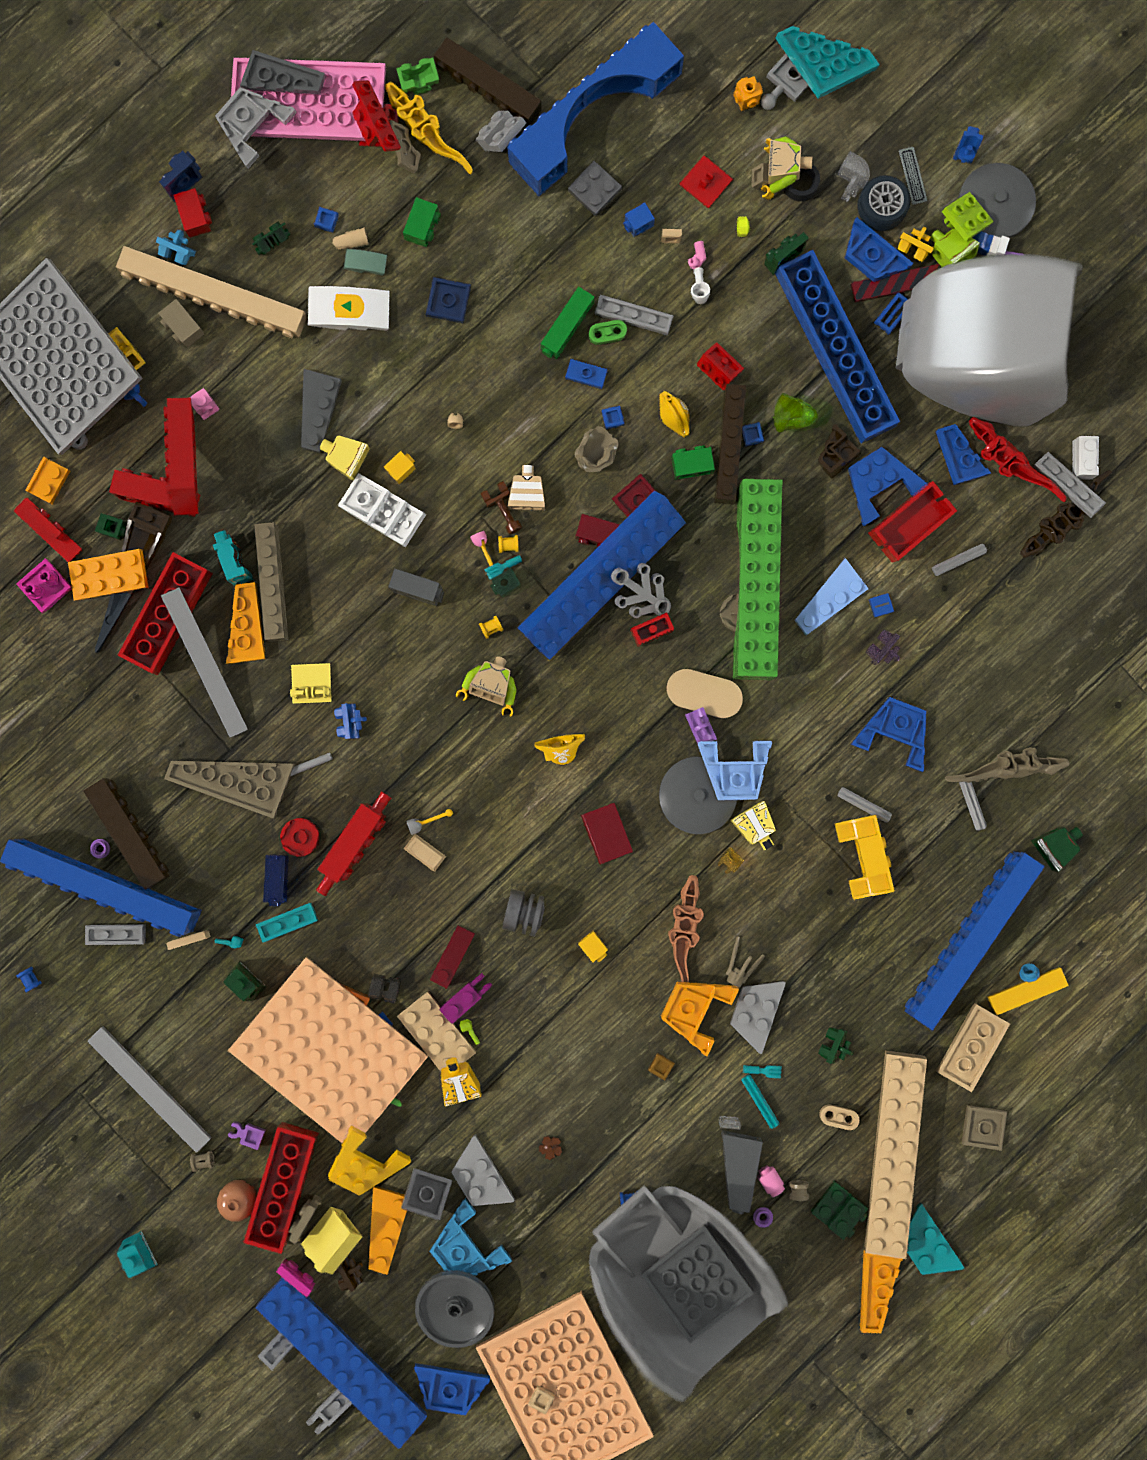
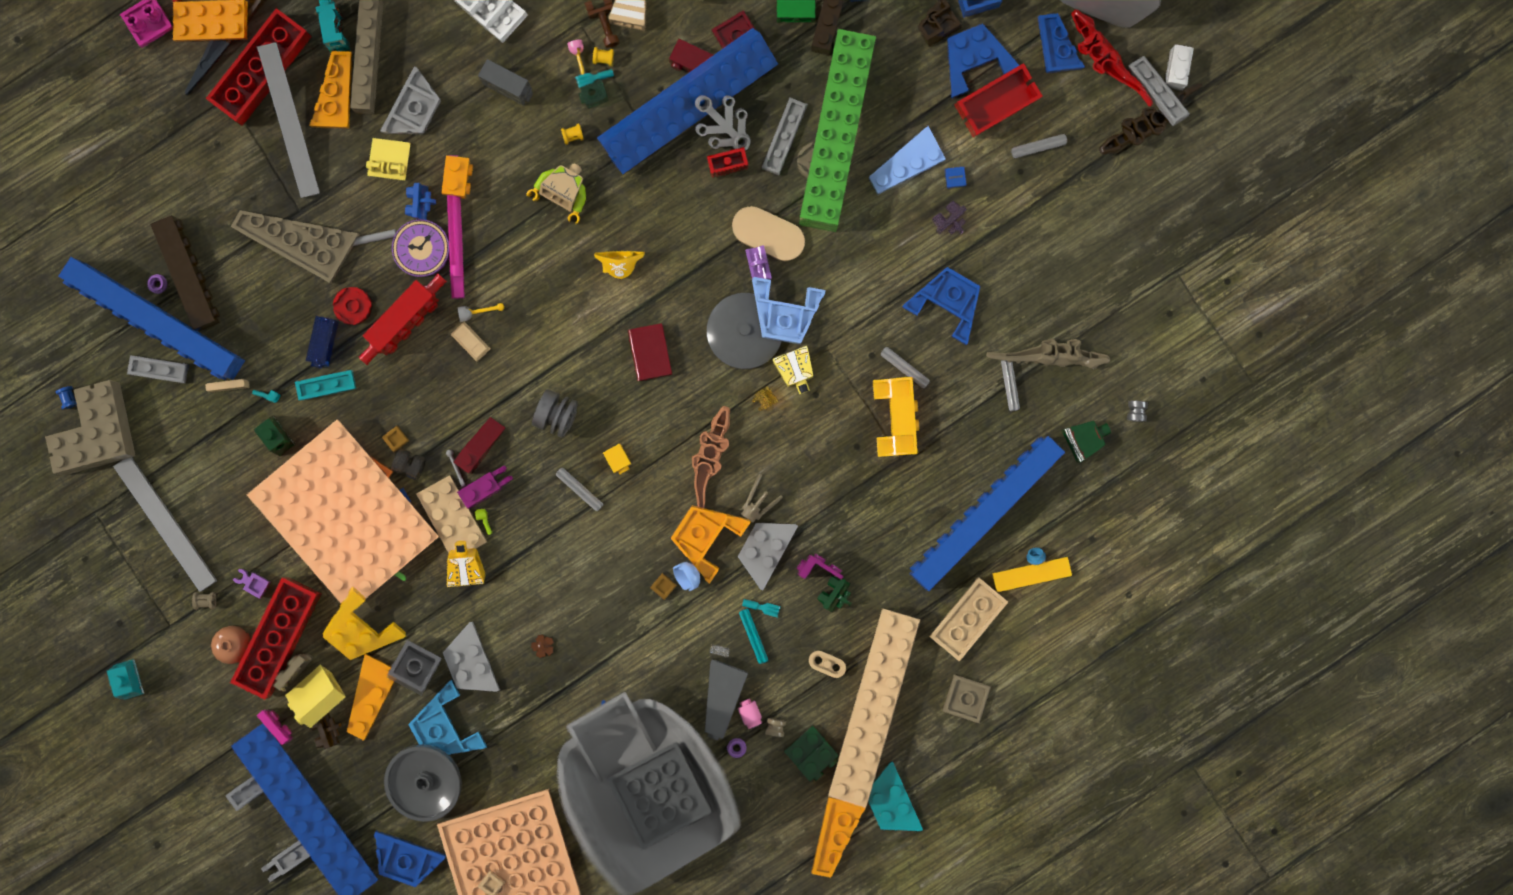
camera: 10 degrees right, 0 degrees up
(71, 1011) = (102, 434): none -> dark tan piece
(327, 627) = (413, 107): none -> light grey wing
(358, 767) = (420, 248): none -> tile
(366, 963) = (395, 439): none -> pearl gold tile
(382, 690) = (456, 176): none -> light orange bracket
(389, 741) = (455, 246): none -> dark pink piece
(423, 969) = (449, 453): none -> light grey hinge
(559, 983) = (579, 489): none -> light grey axle
(684, 1052) = (687, 575): none -> light blue hair
(703, 593) = (784, 136): none -> light grey tile
(803, 1022) = (805, 566): none -> magenta bracket
(1105, 809) = (1137, 411): none -> flat silver wheel

